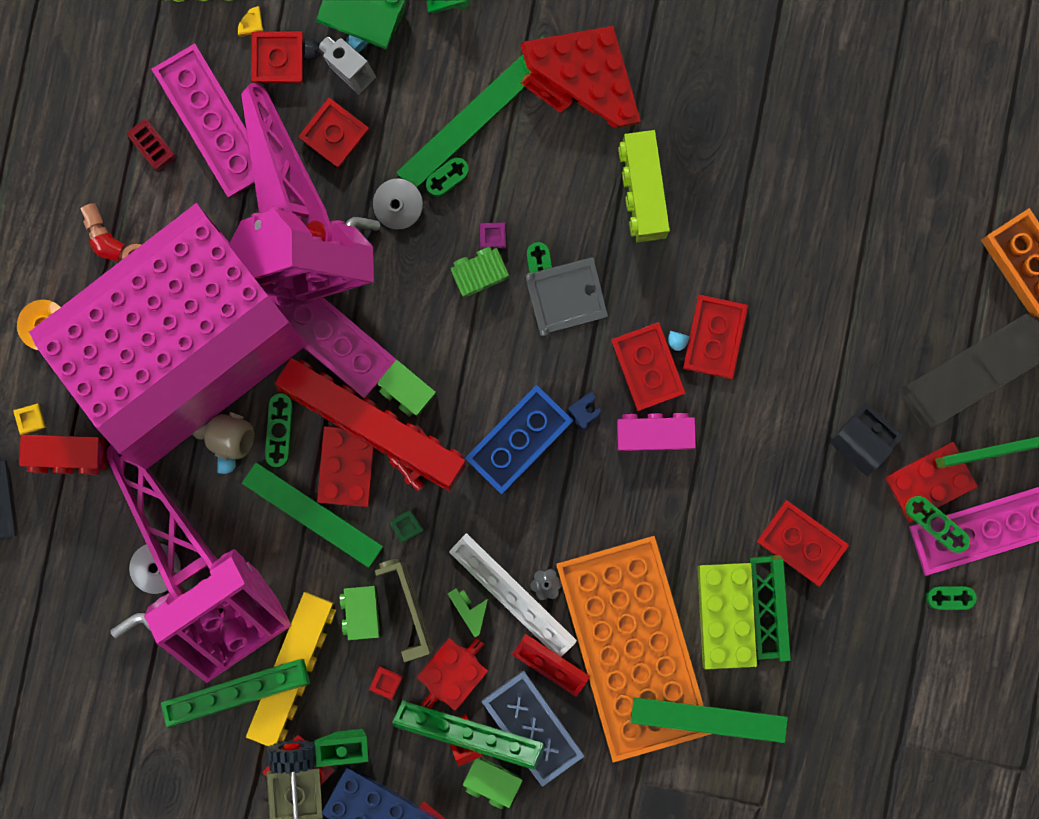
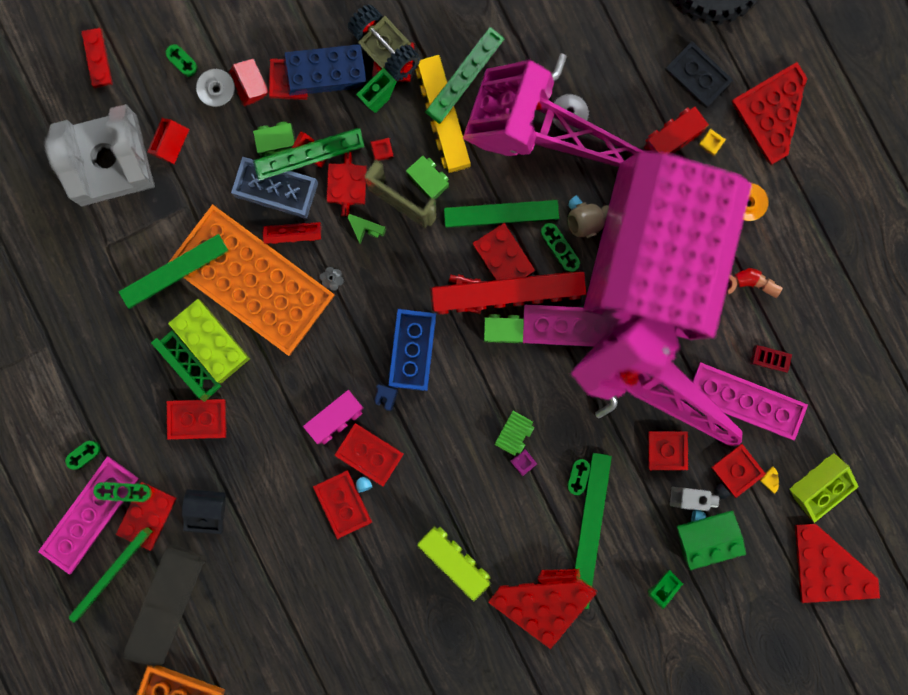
camera: 140 degrees right, 0 degrees up
(406, 526) = (441, 249): dark green tile -> none
(410, 203) = (593, 446): light grey dish -> none
(512, 595) = (346, 256): white plate -> none
(532, 261) = (483, 461): green beam -> none
(566, 295) = (453, 458): dark grey container -> none

